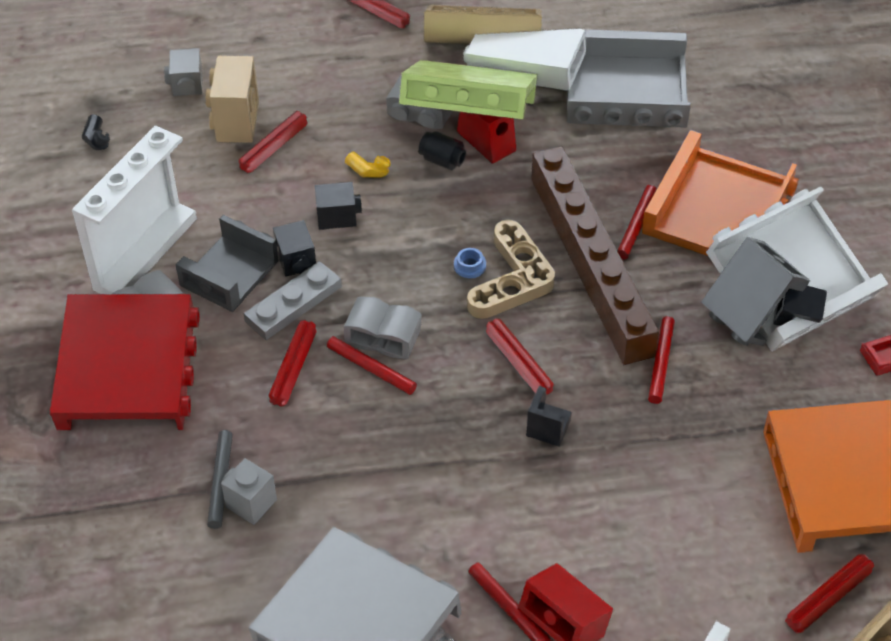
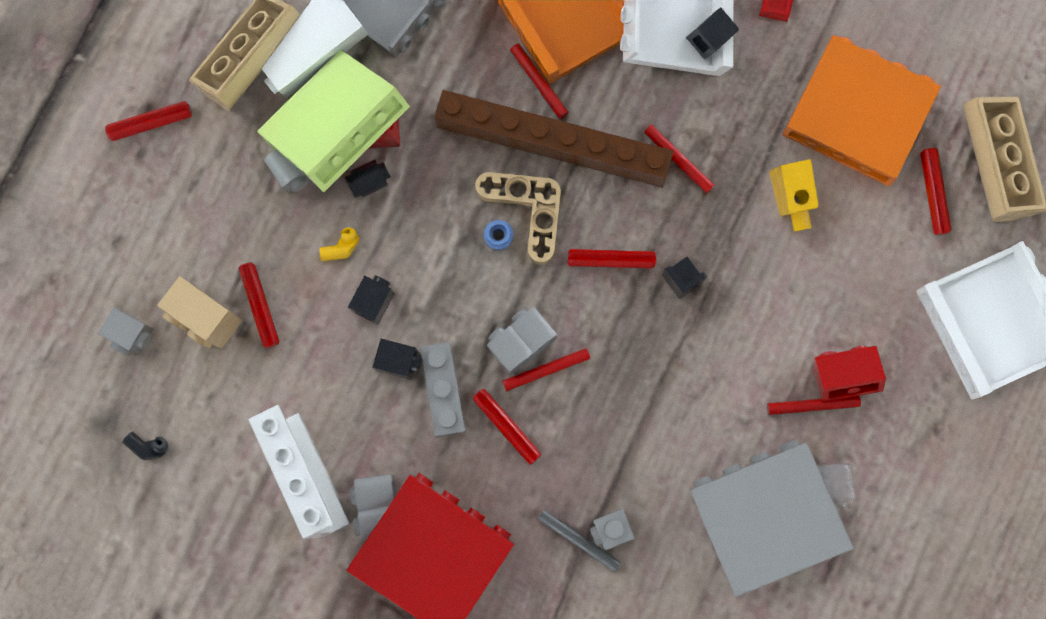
camera: 50 degrees left, 30 degrees up
(230, 265) = (375, 418): dark grey panel -> none
(712, 454) = (794, 180): none -> yellow torso
(751, 290) = (685, 56): panel -> none

